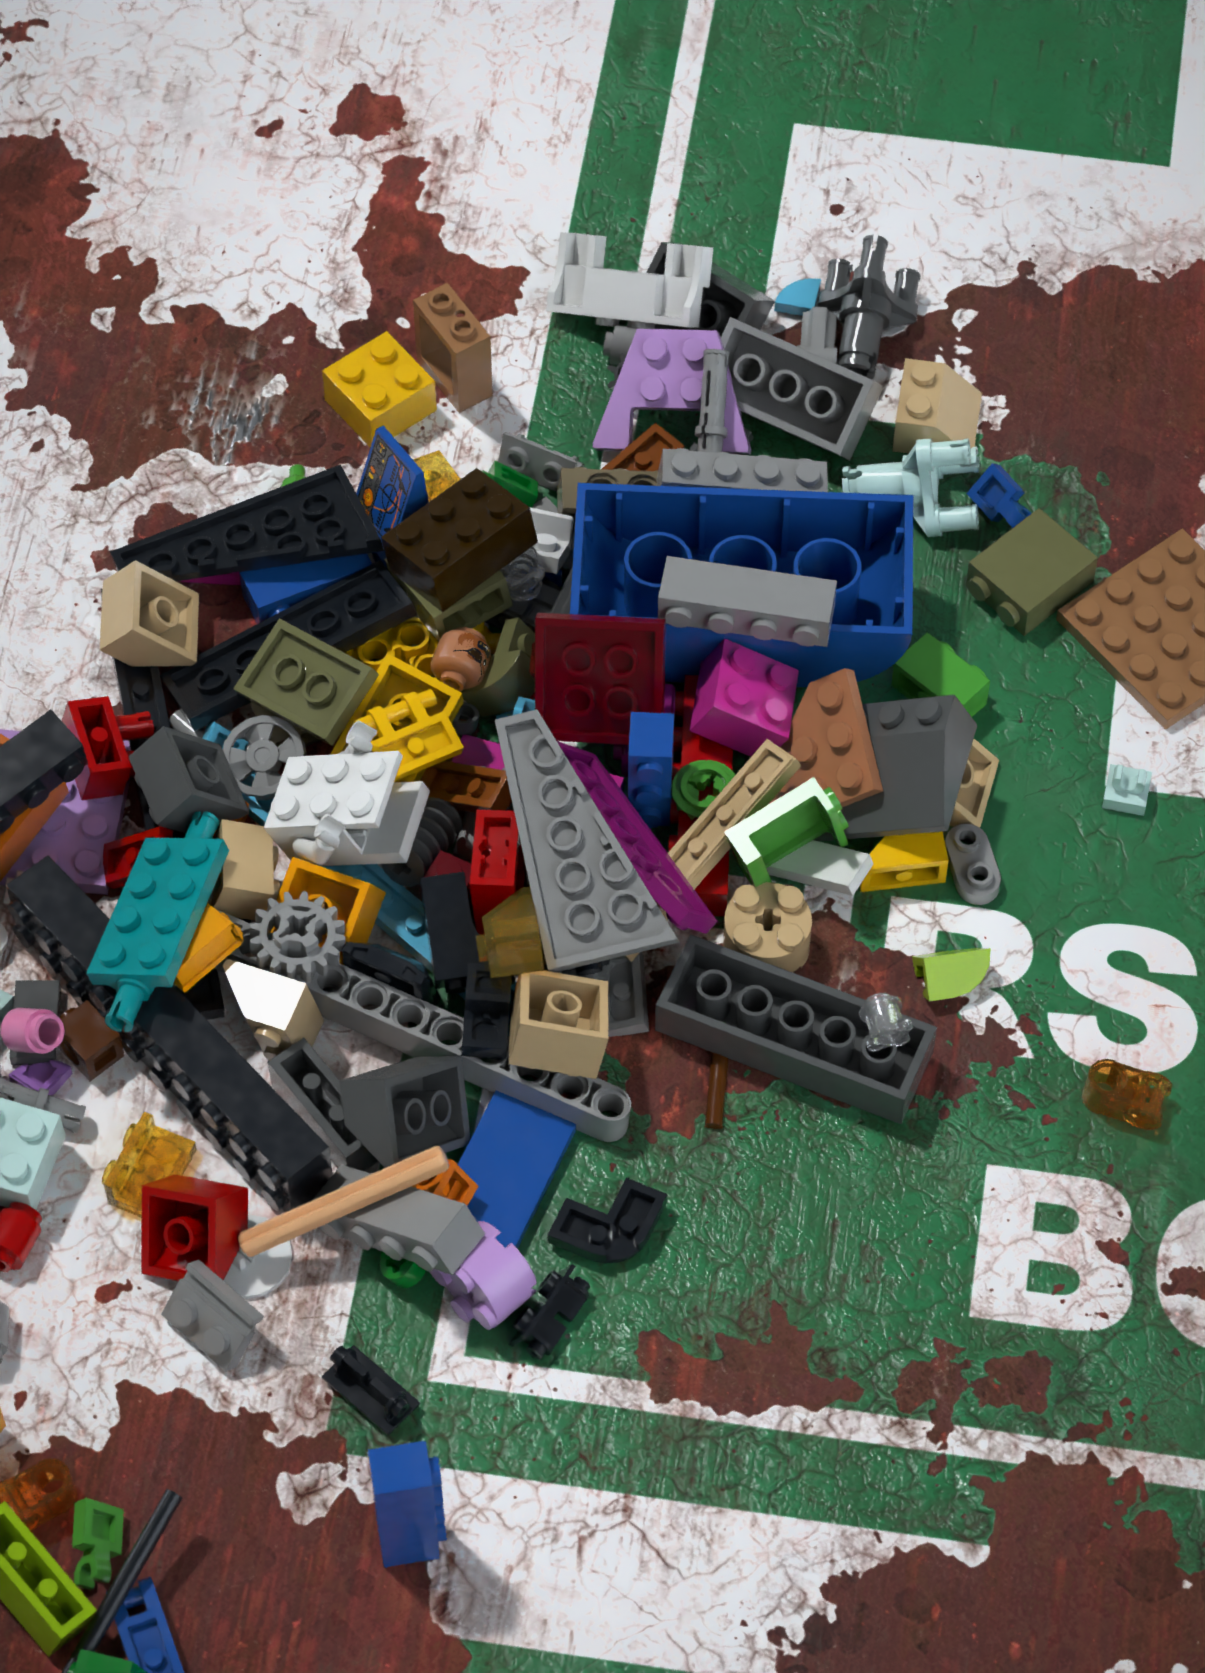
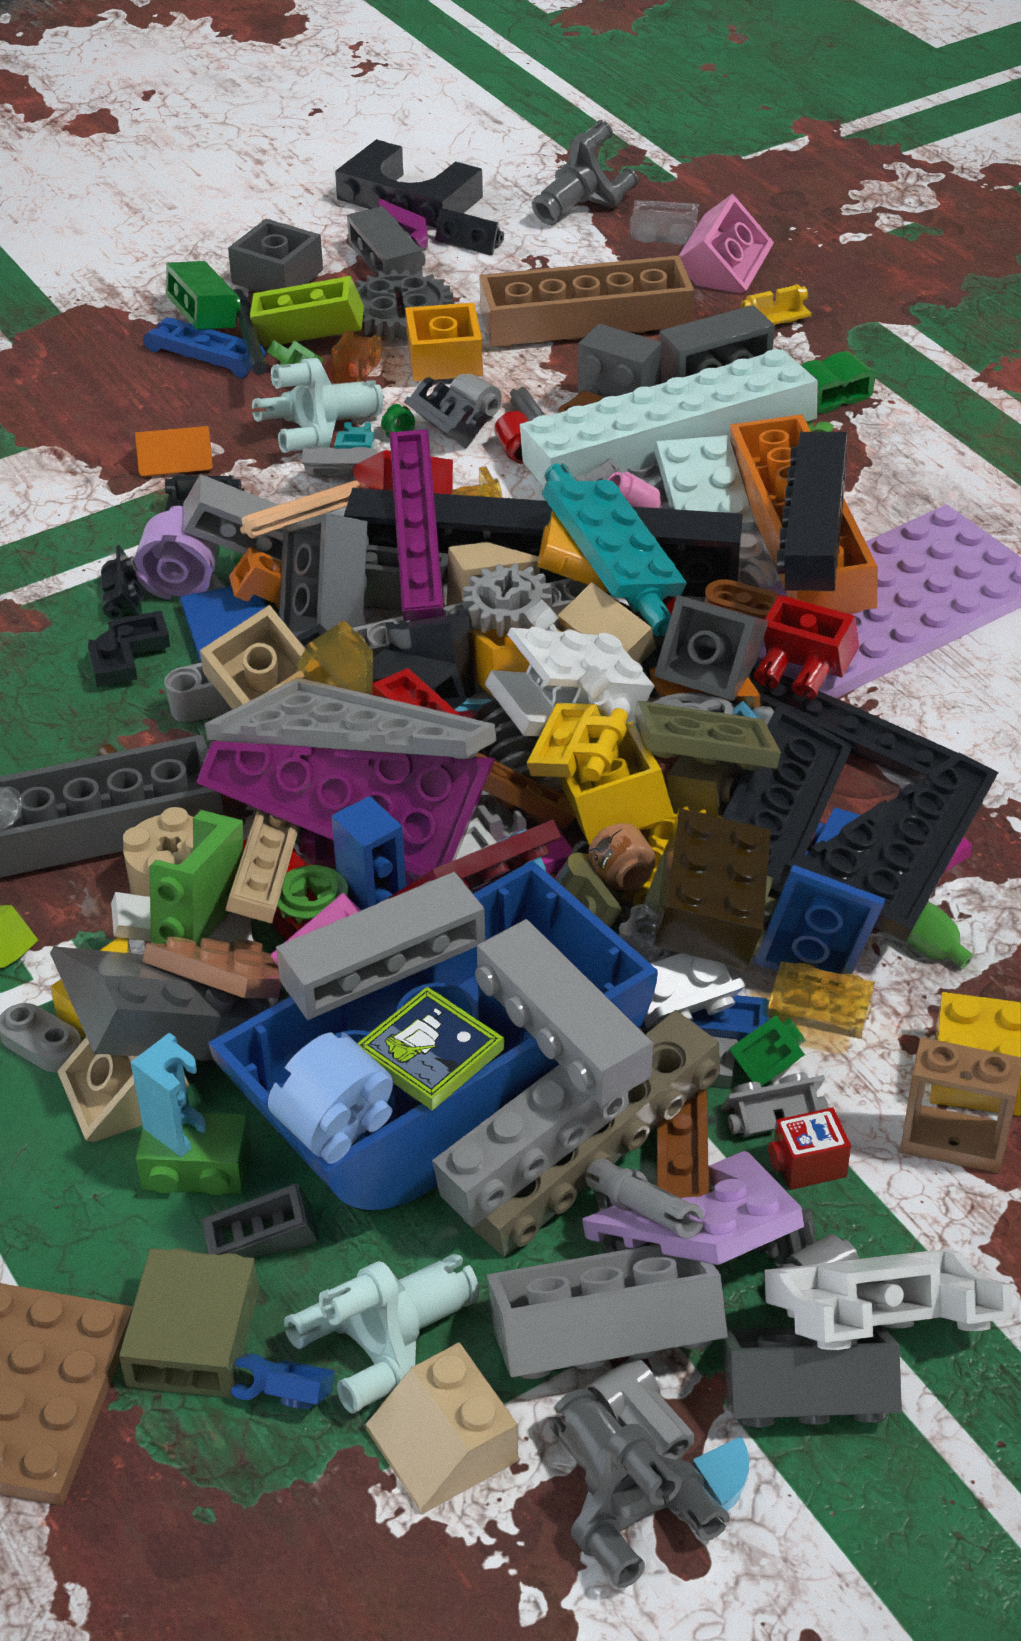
camera: 140 degrees right, 15 degrees down
(43, 1316) = (447, 411): none -> black hinge
(88, 845) = (740, 597): none -> dark orange plate
(91, 1358) = (404, 418): none -> green plate
(148, 618) = (895, 741): tan slope -> none
(157, 1422) = (315, 404): none -> light aqua wheel
(164, 1353) = (355, 437): none -> teal plate
(280, 1081) = (416, 525): none -> magenta tile
(331, 1491) = (174, 451): none -> orange panel
(407, 1503) = (98, 402): blue brick -> none
(555, 415) = (810, 1148): none -> red brick
(680, 473) = (564, 1012): none -> light grey brick
(780, 520) = (432, 1047): none -> tile
(884, 496) = (332, 1095): none -> light blue brick
(933, 596) = (272, 1206): none -> dark grey slope
(951, 660) = (164, 1094): none -> medium azure hinge

